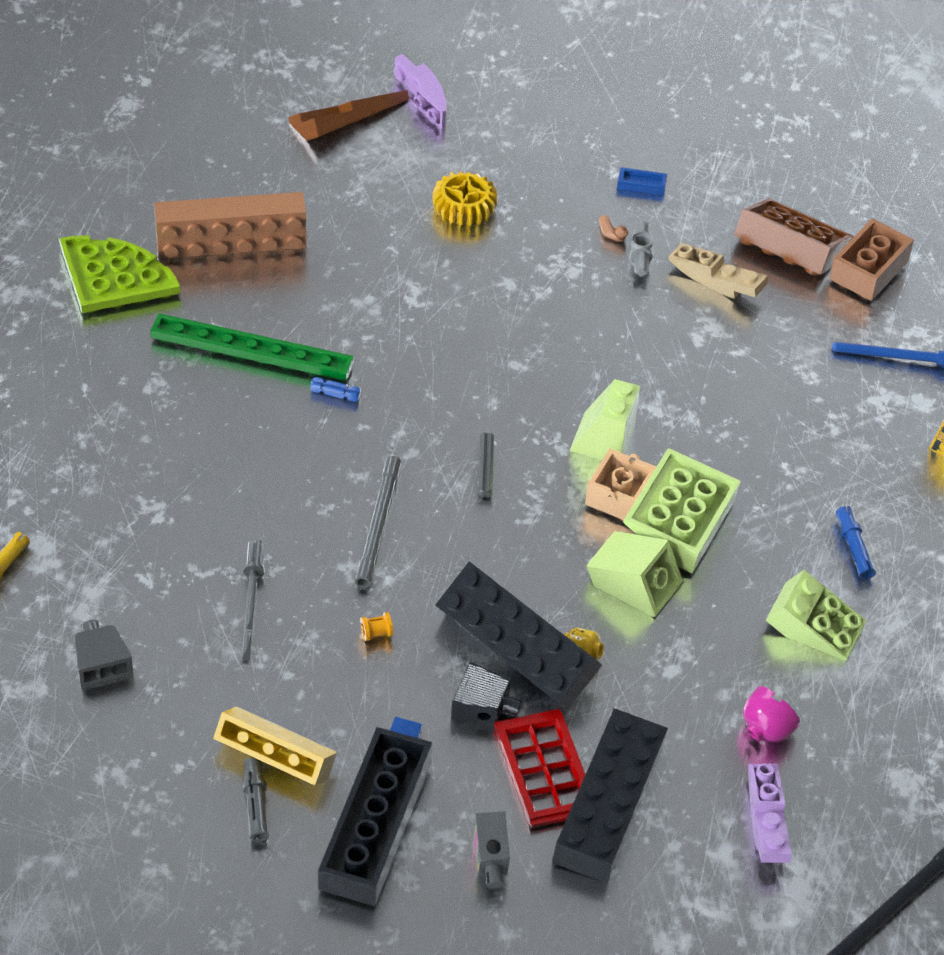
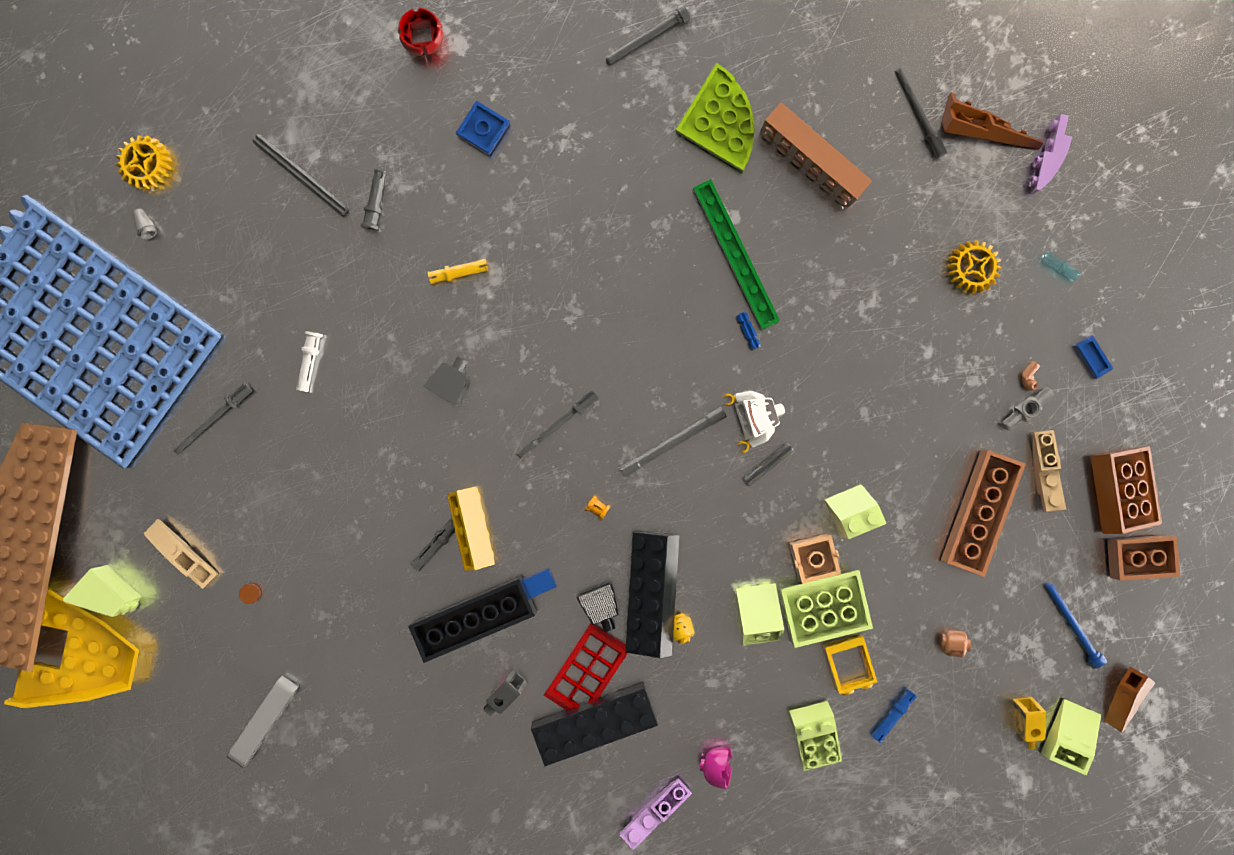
camera: 50 degrees right, 40 degrees up
(312, 150) = (933, 136): none -> dark grey piece
(425, 432) = (757, 417): none -> white torso
(532, 147) = (1061, 266): none -> clear light blue axle
(709, 337) = (983, 512): none -> nougat brick
(767, 520) = (843, 644): none -> yellow window
(824, 444) = (955, 643): none -> nougat head

